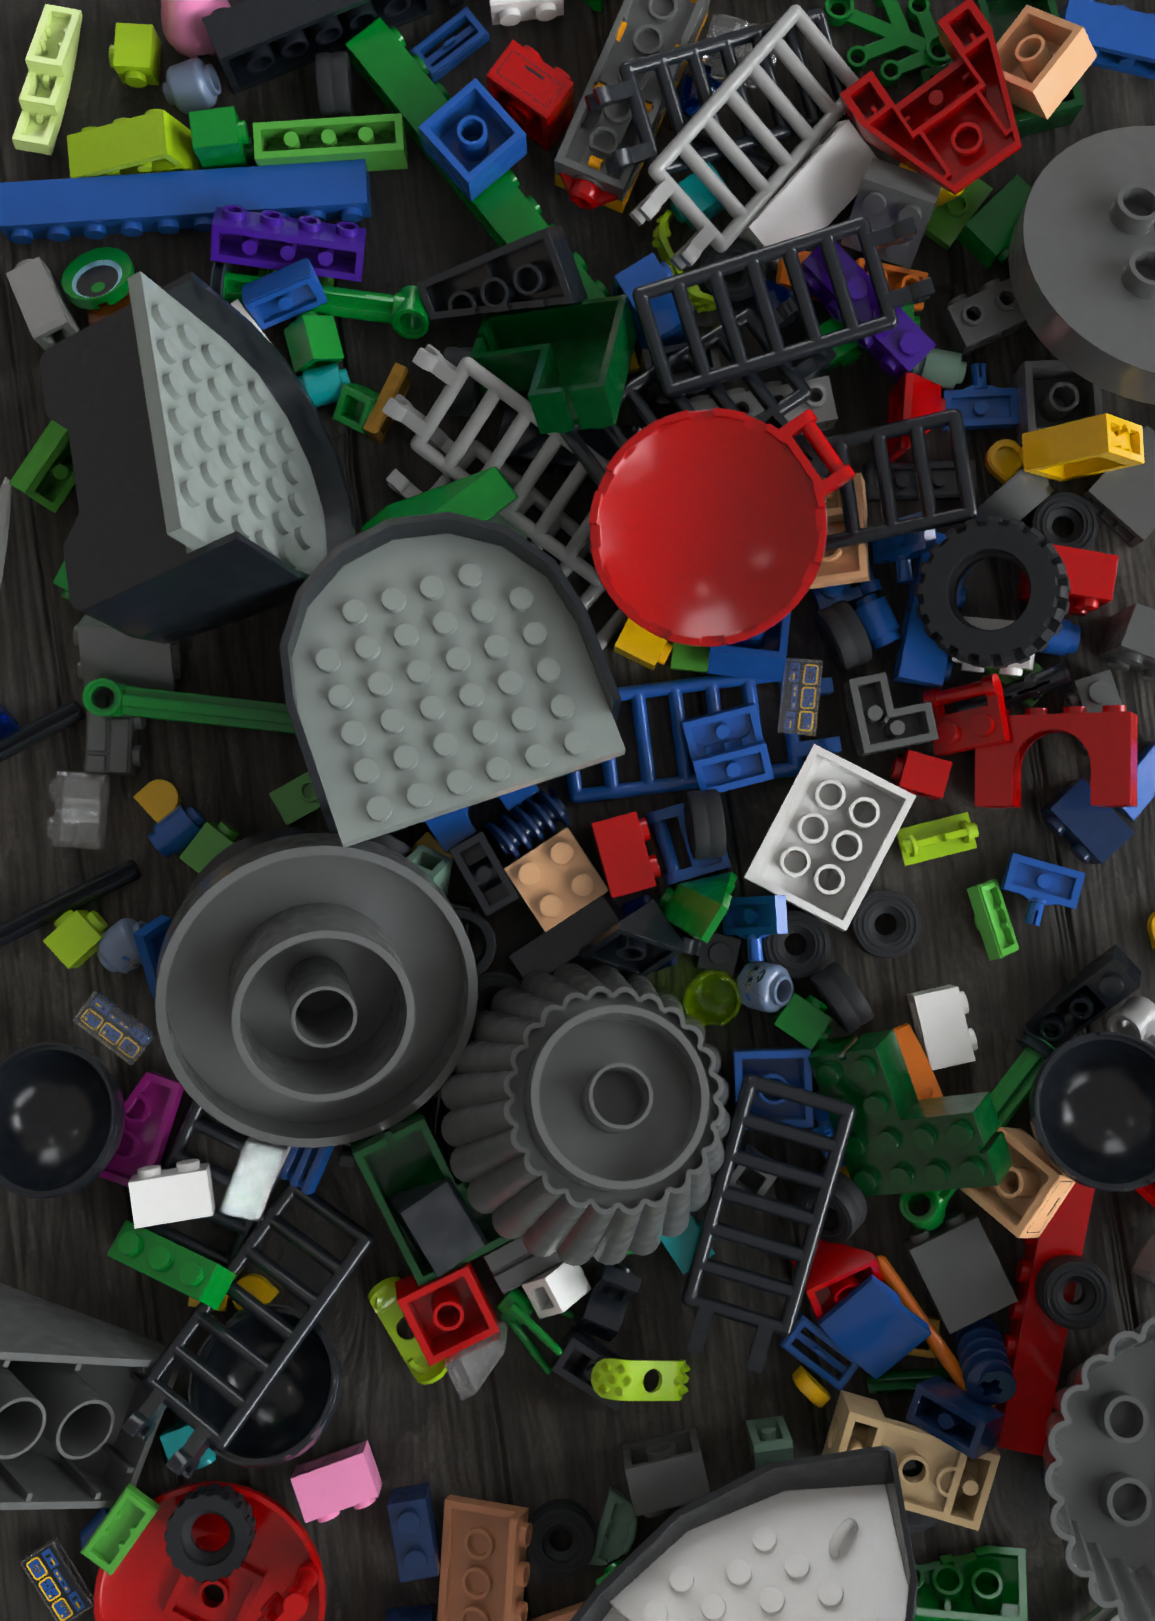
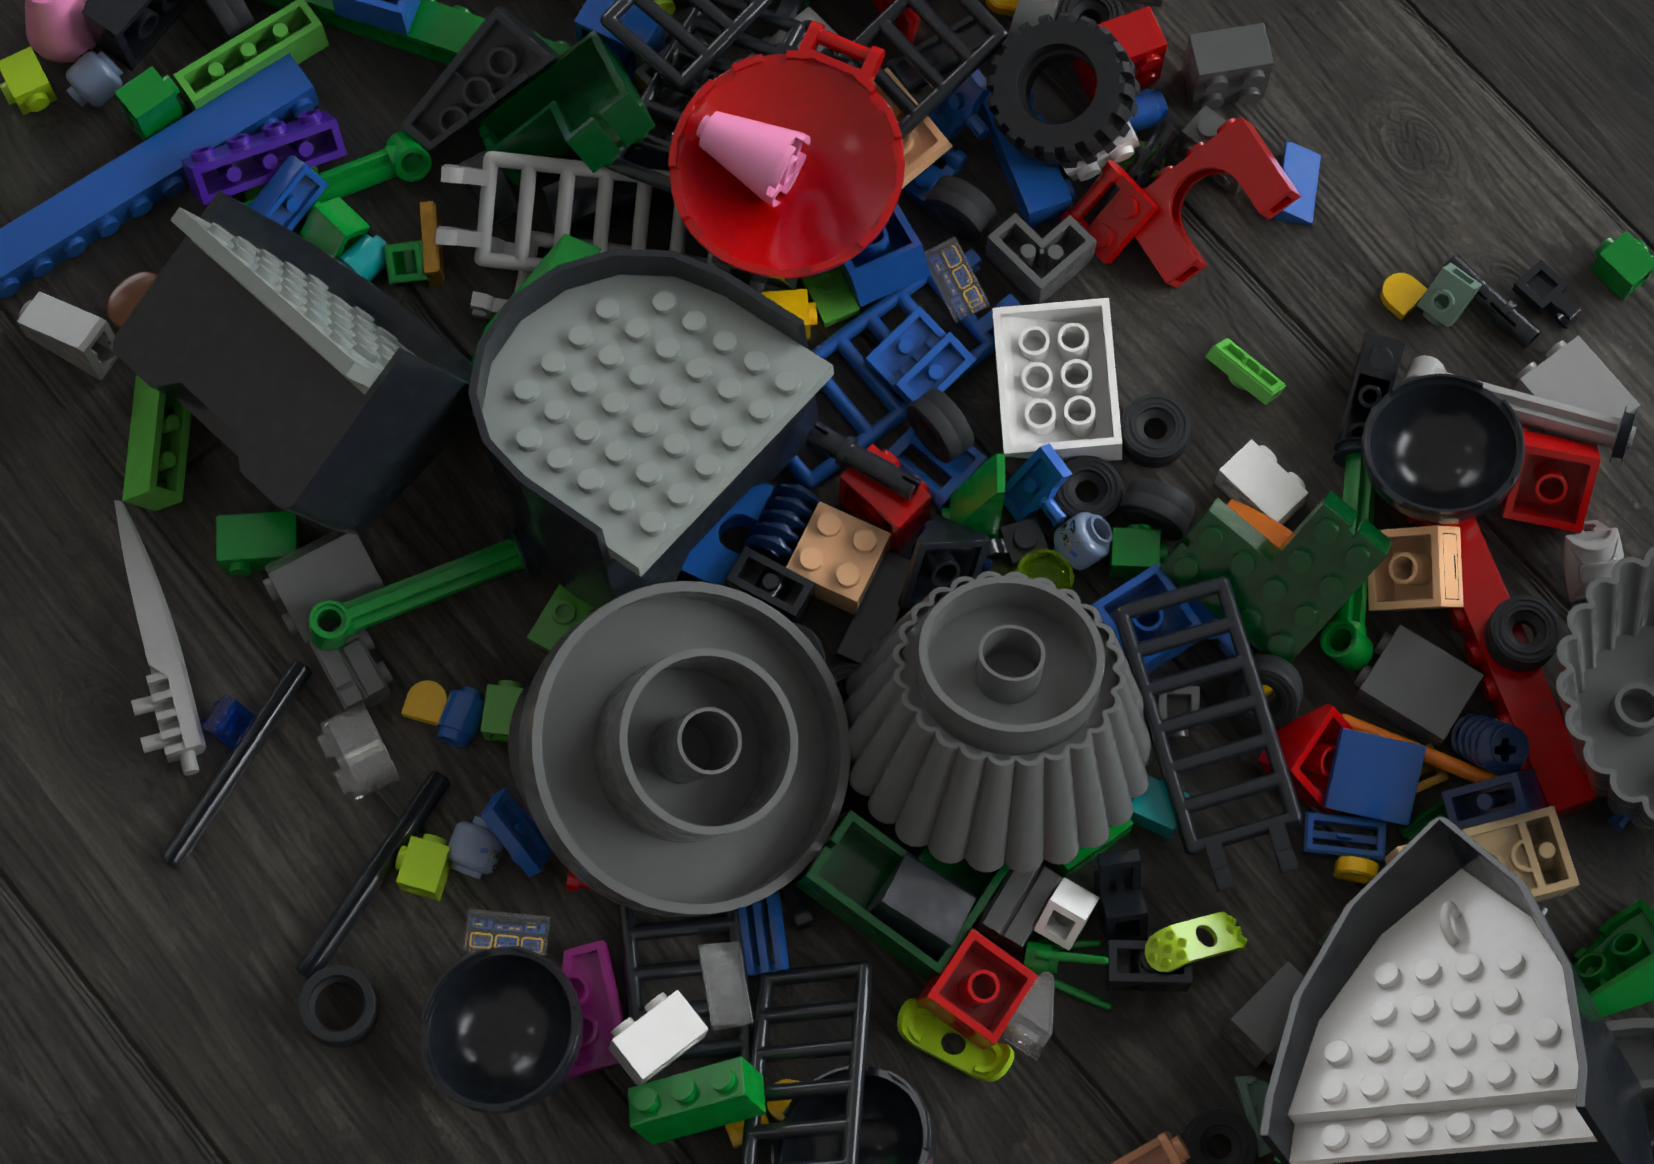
camera: 30 degrees left, 15 degrees down
(97, 278) = (103, 281): green tile -> none
(132, 146) = (71, 154): lime wedge -> none
(616, 824) = (872, 466): none -> black pin
(685, 500) = (754, 152): none -> bright pink cone
(878, 621) = (985, 179): blue brick -> none
(921, 774) = (1104, 280): red brick -> none
(937, 838) = (1153, 333): lime hinge -> none
(1041, 884) = (1268, 319): blue plate -> none
(1090, 829) = (1271, 245): dark blue brick -> none

